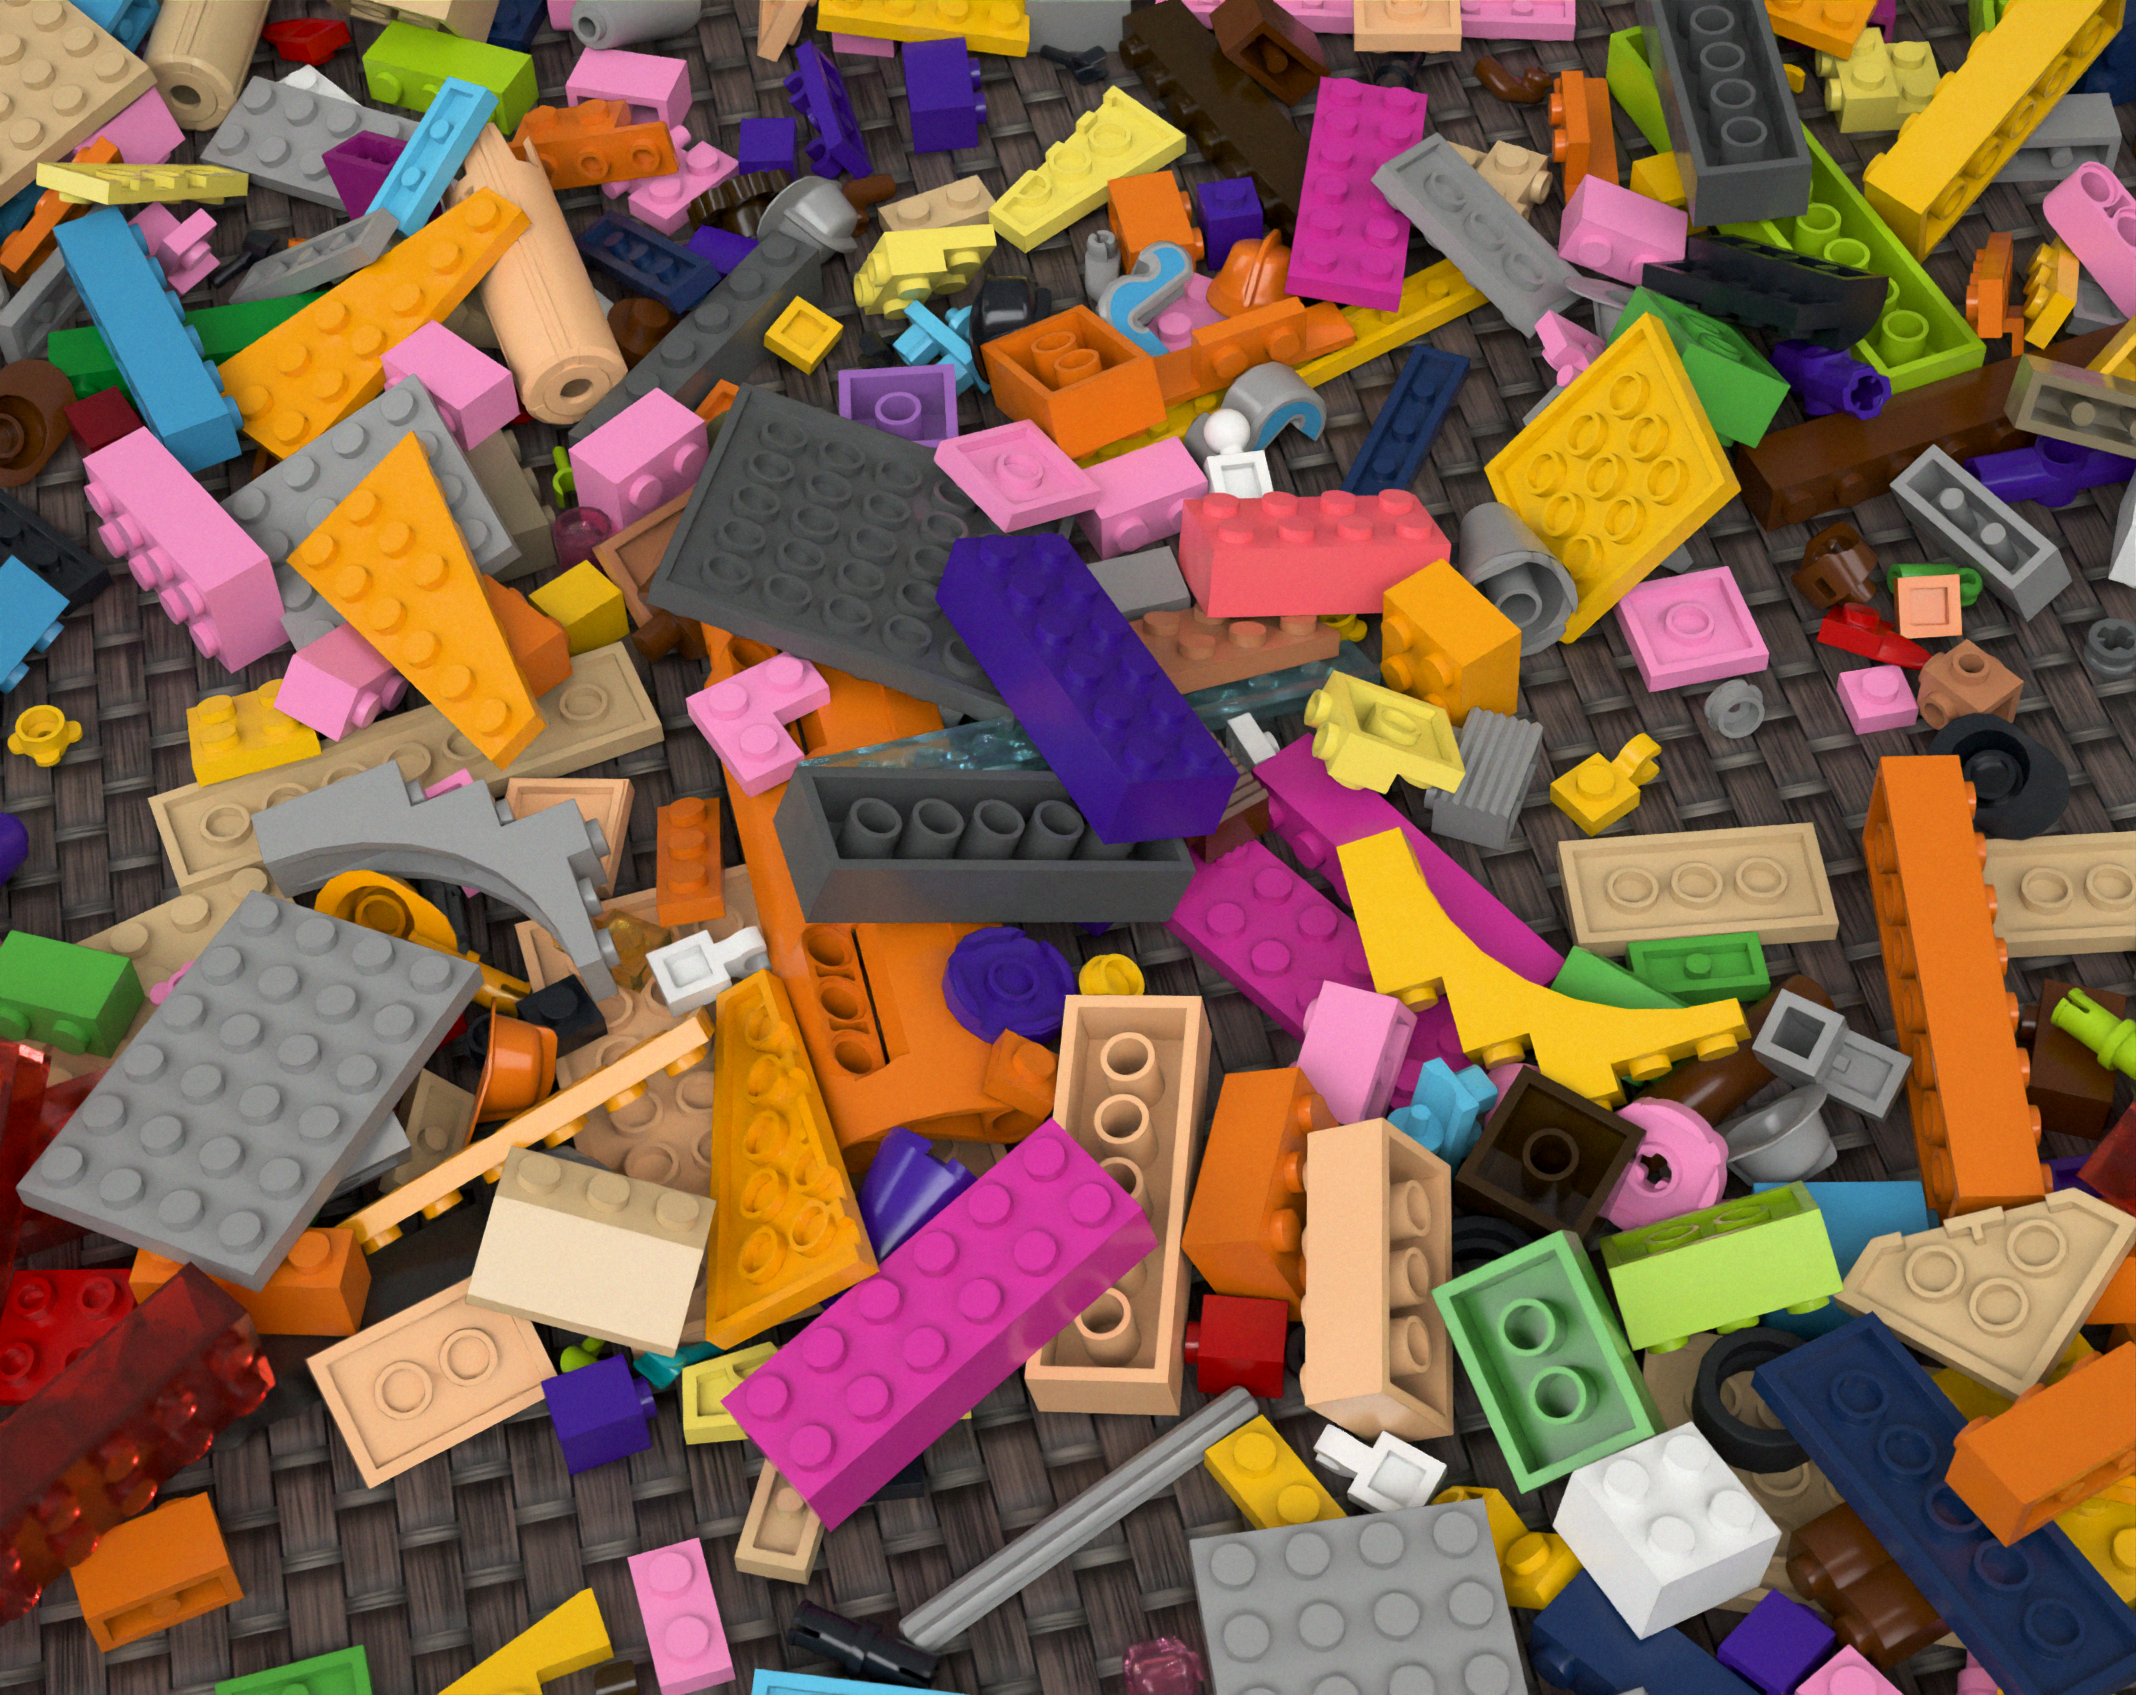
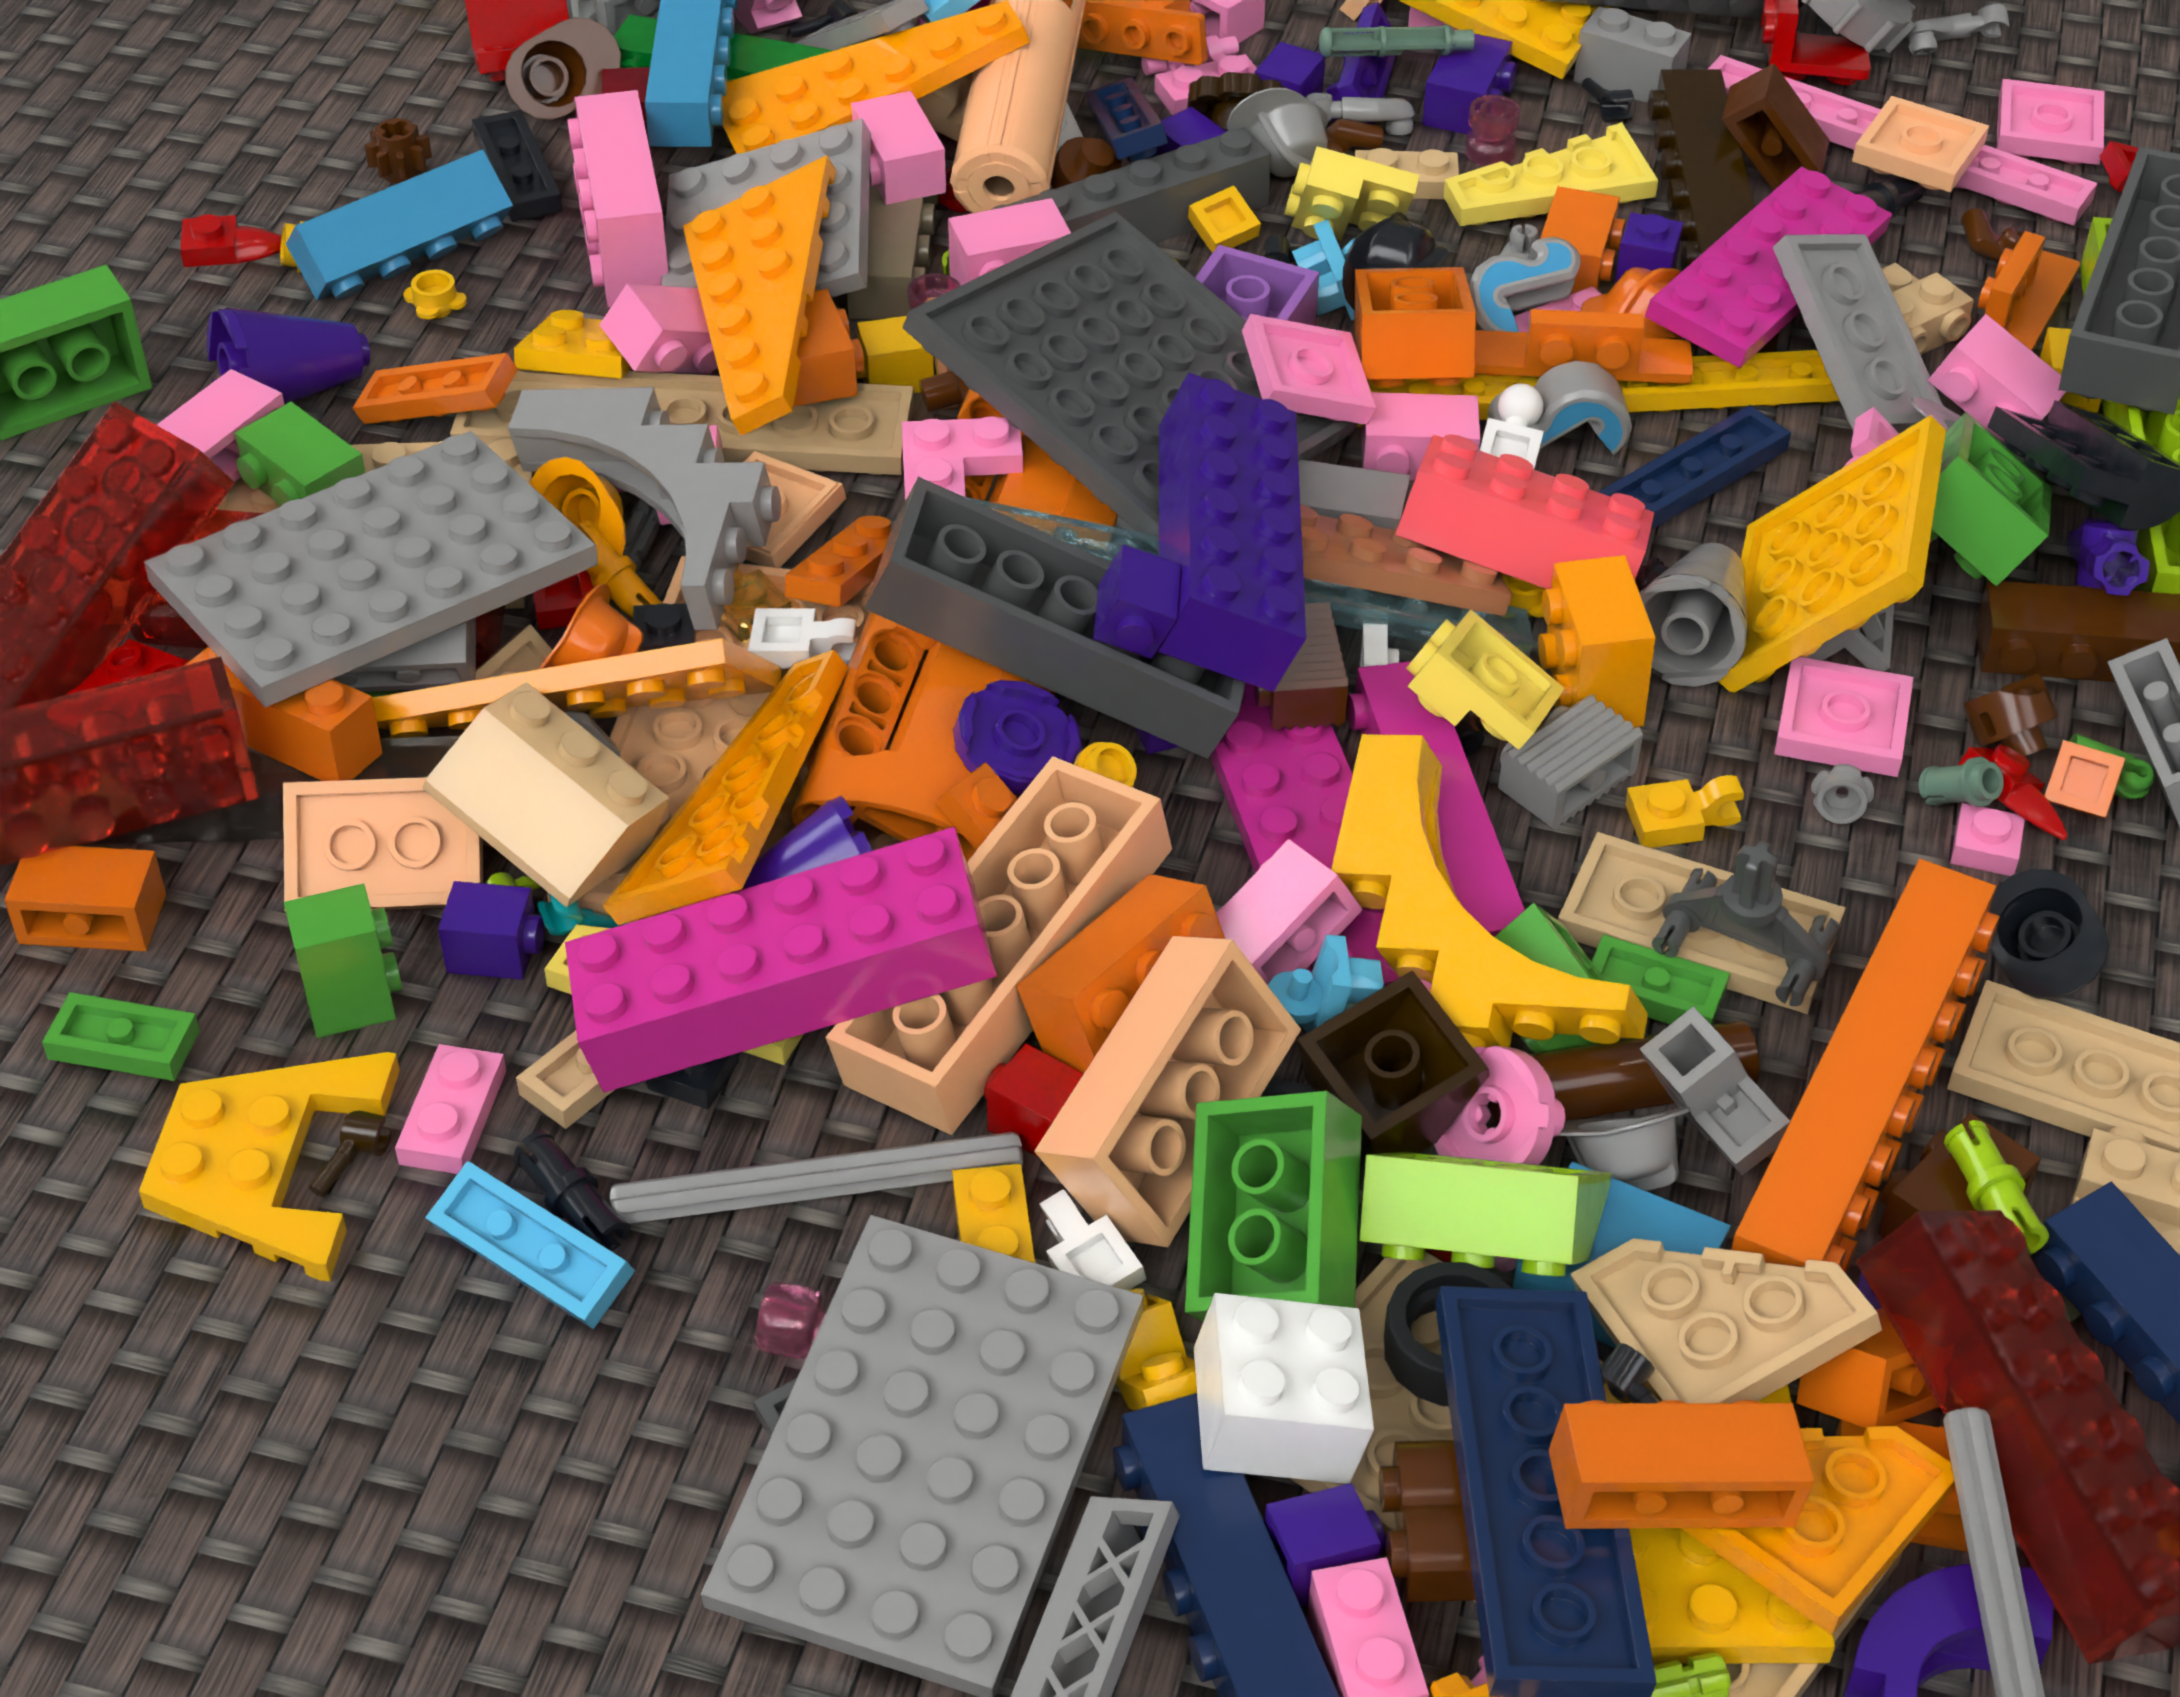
camera: 25 degrees right, 5 degrees down
(135, 846) = (435, 389): none -> orange plate
(486, 1518) = (342, 959): none -> bright green brick
(858, 80) = (1393, 40): none -> sand green piece
(887, 155) = (1395, 111): none -> light grey arm
(996, 138) = (1492, 125): none -> clear pink wheel
(1064, 803) = (1137, 601): none -> dark purple brick
(1759, 868) = (1752, 912): none -> dark grey axle
(1846, 651) = (1973, 782): none -> sand green pin
(1955, 1376) = (1626, 1375): none -> black hand
(1964, 684) = (2076, 848): nougat brick -> none

